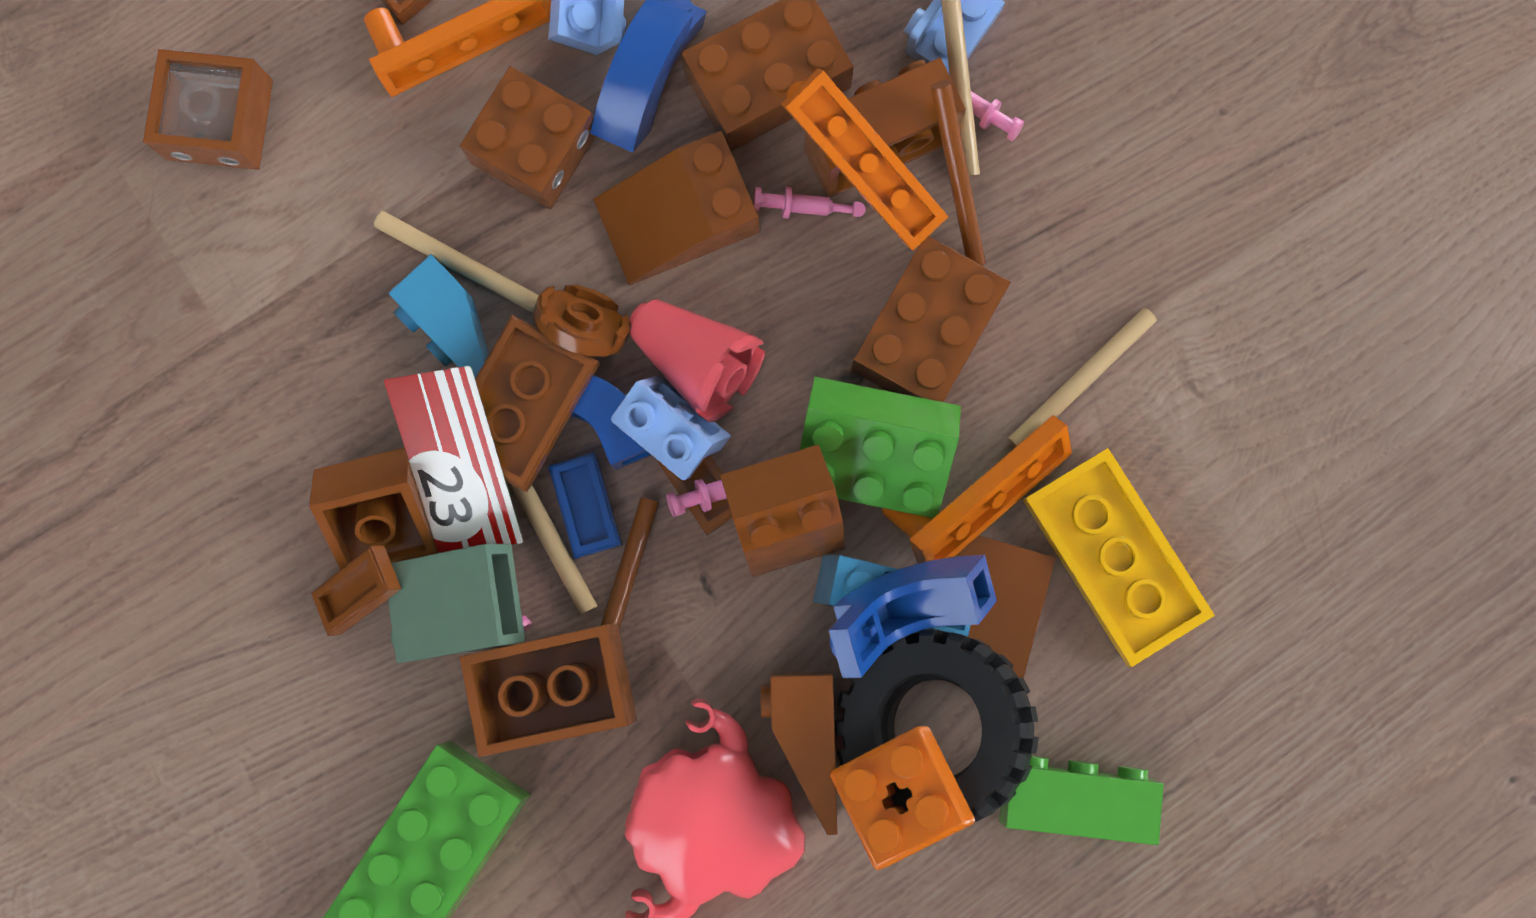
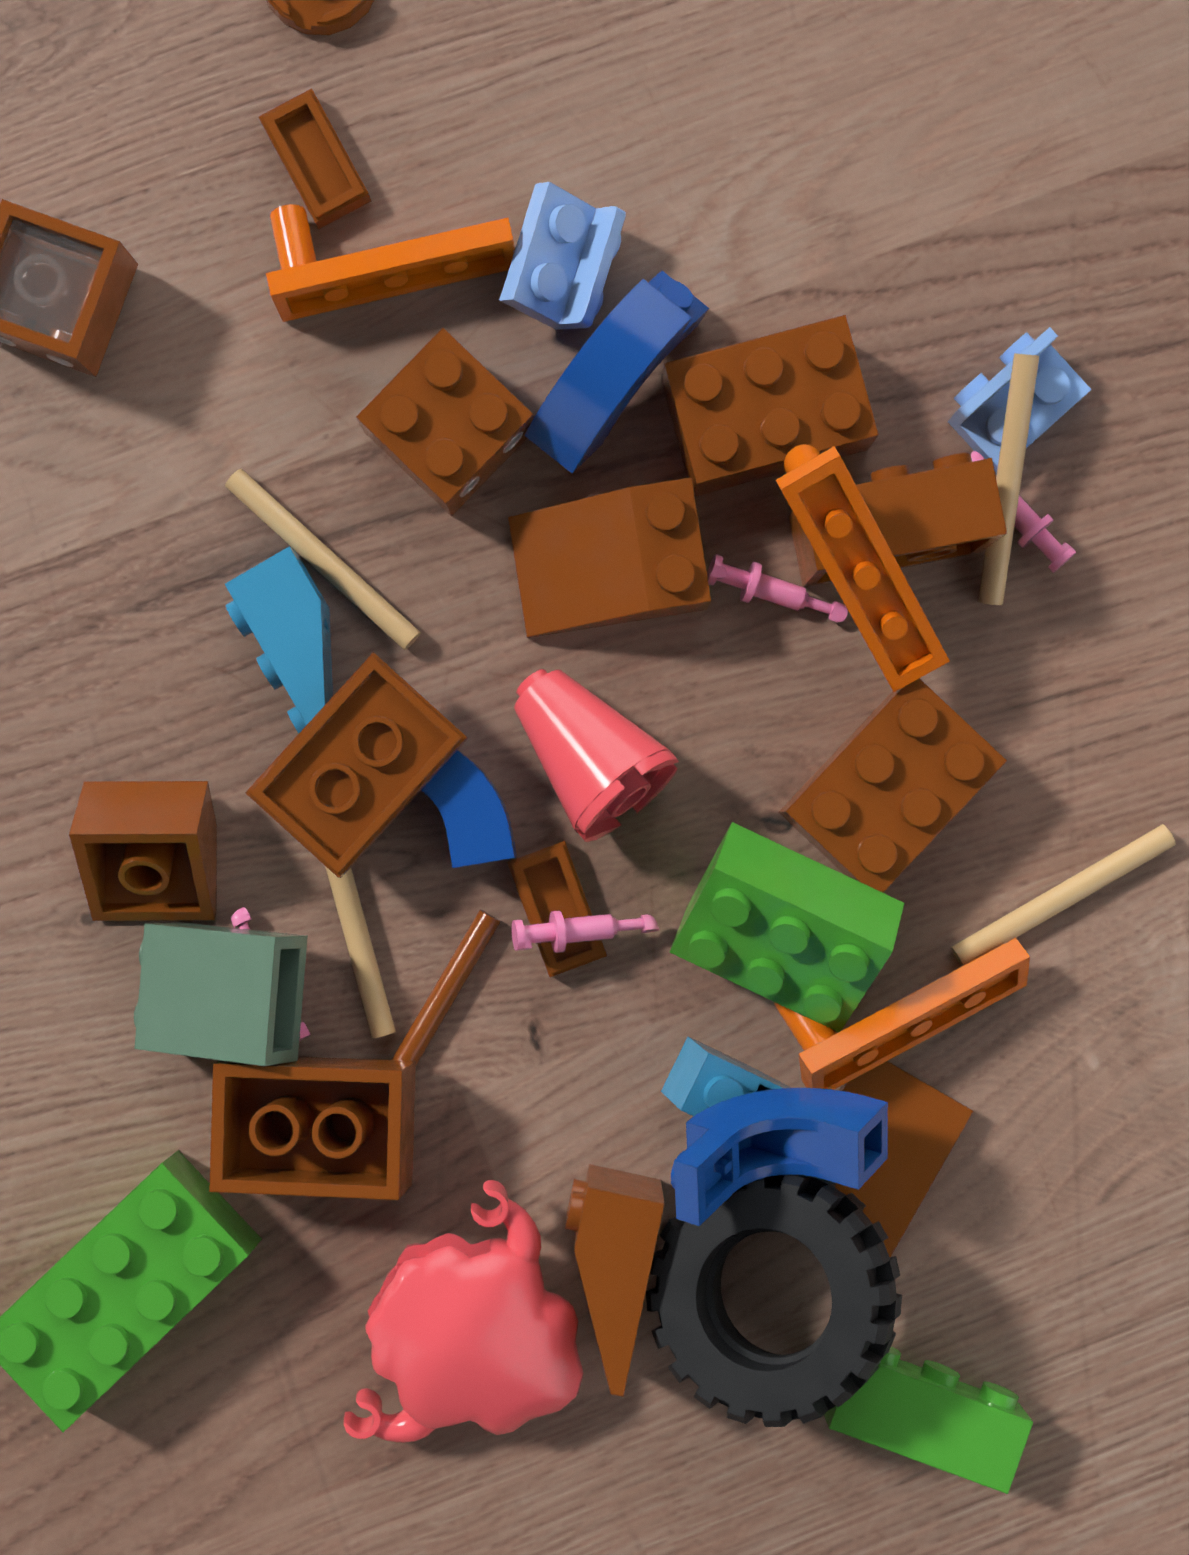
camera: 10 degrees right, 5 degrees up
(356, 590) = (104, 945): dark orange tile -> none
(453, 458) = (260, 817): sticker -> none
(581, 320) = (458, 676): dark orange tile -> none
(585, 505) = (409, 904): blue tile -> none
(668, 426) = (535, 838): light blue bracket -> none
(785, 510) = (655, 980): dark orange slope -> none
(933, 811) = (735, 1340): orange brick -> none
(957, 170) = (976, 606): dark orange bar -> none
(1118, 558) = (1050, 1129): yellow plate -> none

